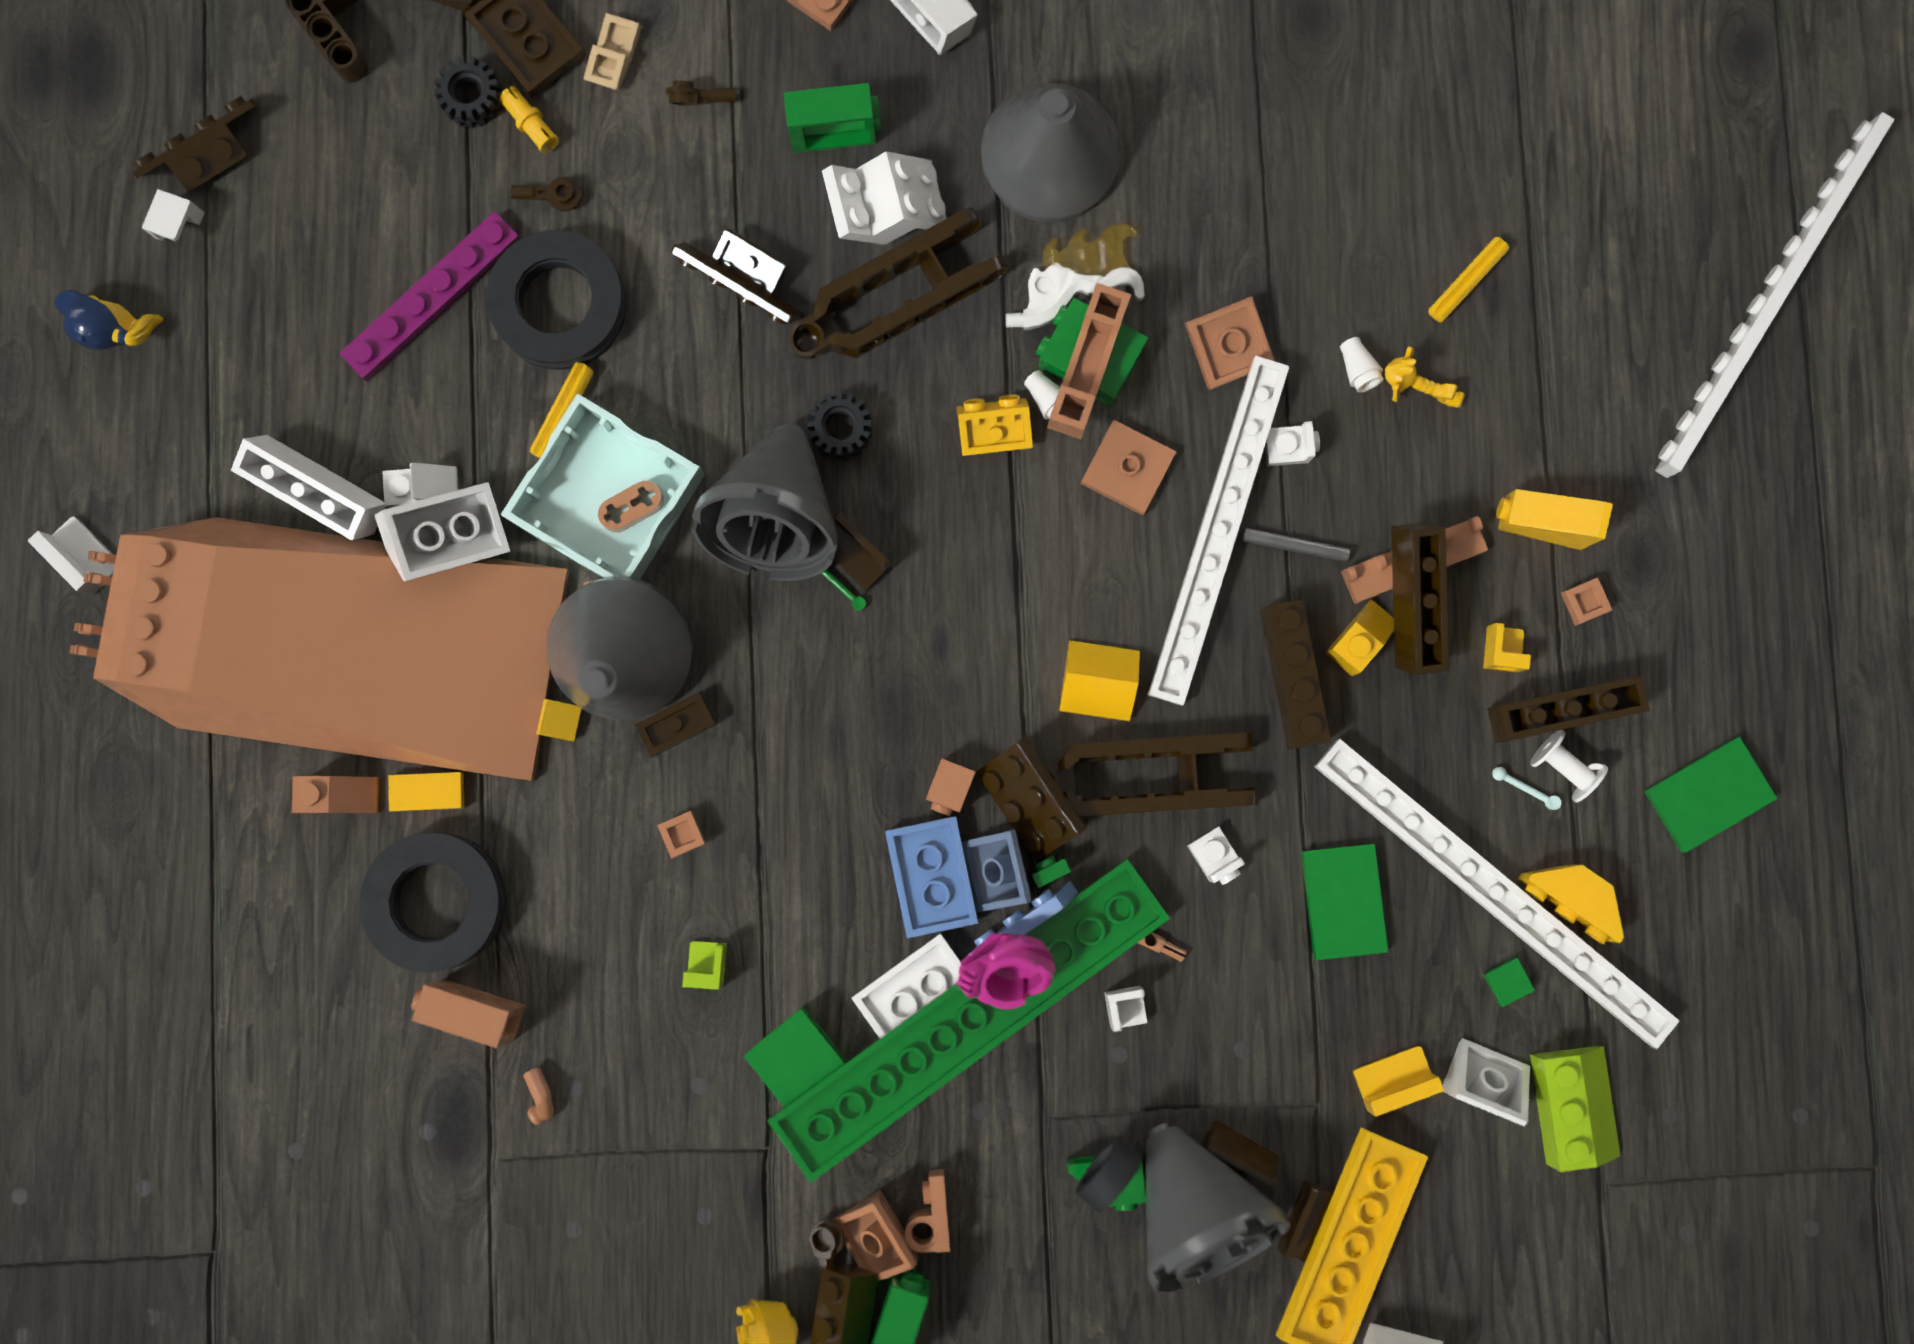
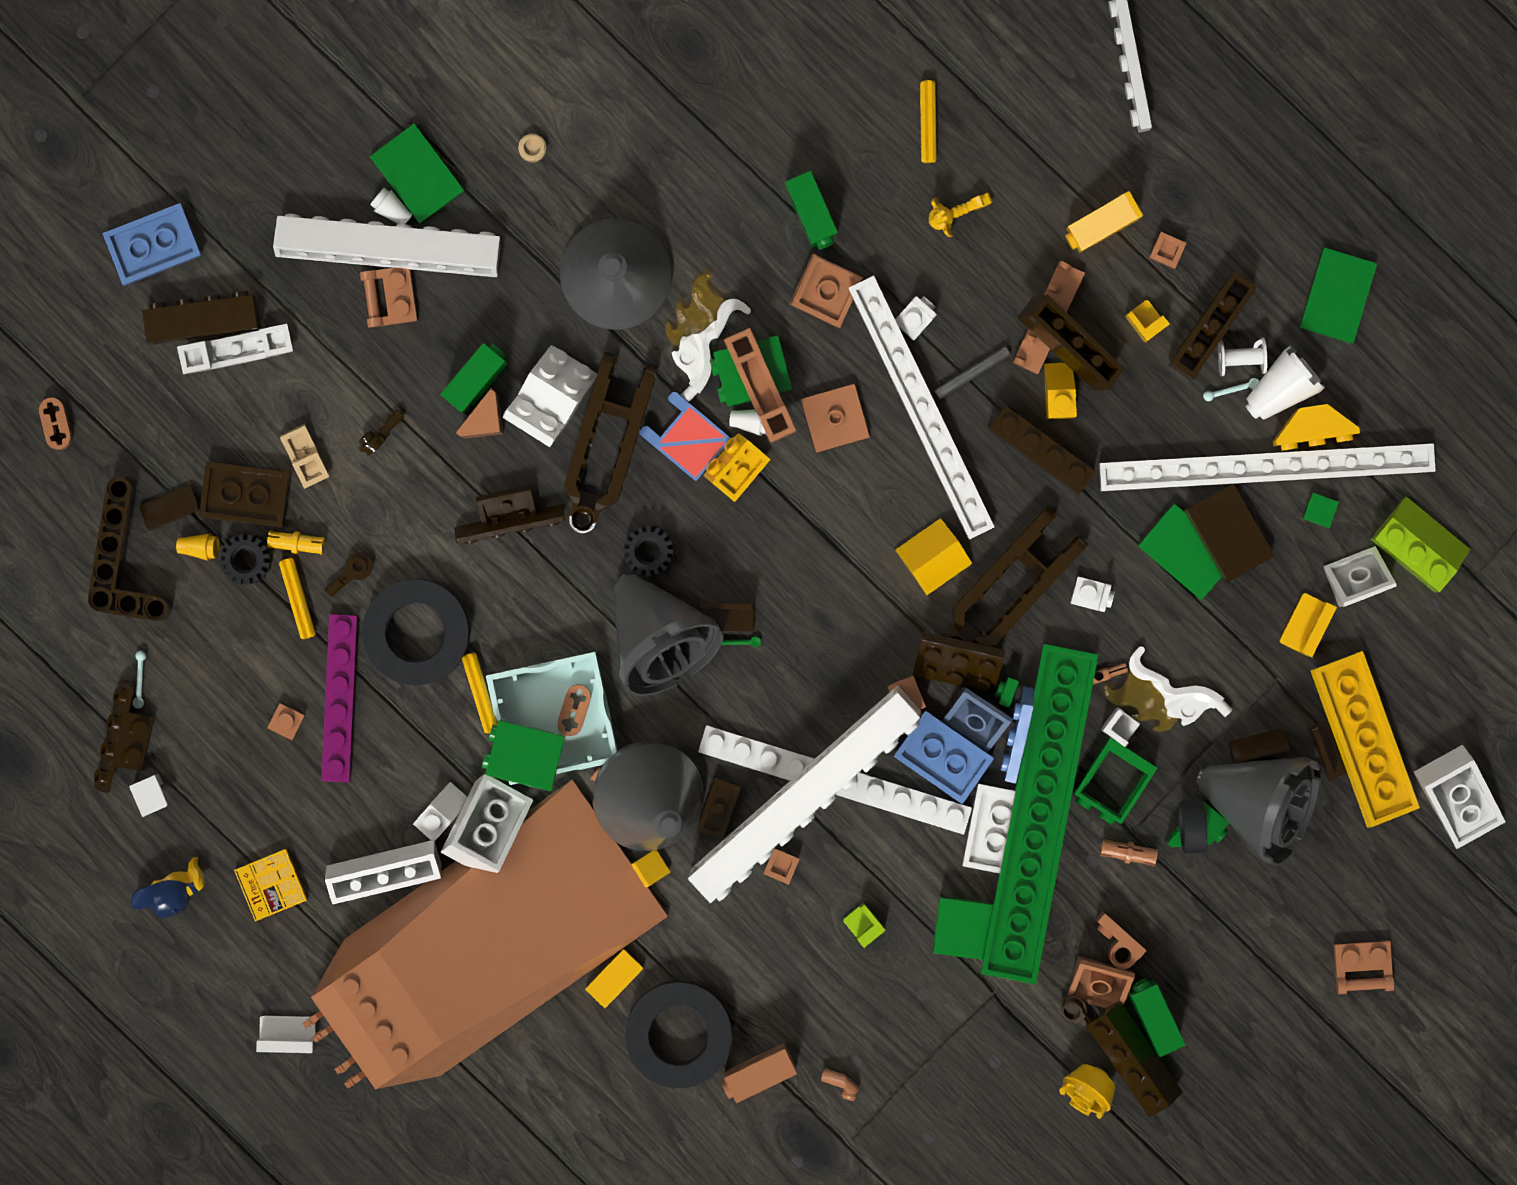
camera: 40 degrees left, 5 degrees up
(201, 405) = (270, 885): none -> yellow tile
(250, 131) = (138, 702): none -> light aqua hinge
(335, 794) = (567, 1027): nougat slope -> none
(362, 272) = (286, 721): none -> nougat plate
(439, 42) = (199, 546): none -> yellow cone
(481, 171) = (297, 598): none -> yellow axle
(538, 496) = (523, 755): none -> green brick
(763, 784) = (804, 794): none -> white brick
(802, 158) = (484, 419): none -> nougat slope
(810, 802) = (864, 790): none -> white plate
(974, 361) = (690, 440): none -> coral flag
(1006, 970) = (1034, 769): dark pink helmet -> none
(1021, 1136) = (1128, 852): none -> nougat pin
(1110, 1052) = (1130, 757): none -> green window
(1186, 1018) = (1159, 700): none -> piece
(1287, 252) = (811, 211): none -> green brick
(1361, 367) = (913, 233): white cone -> none
(1402, 921) = (1229, 533): none -> dark brown tile
(1585, 829) = (1283, 386): none -> white cone

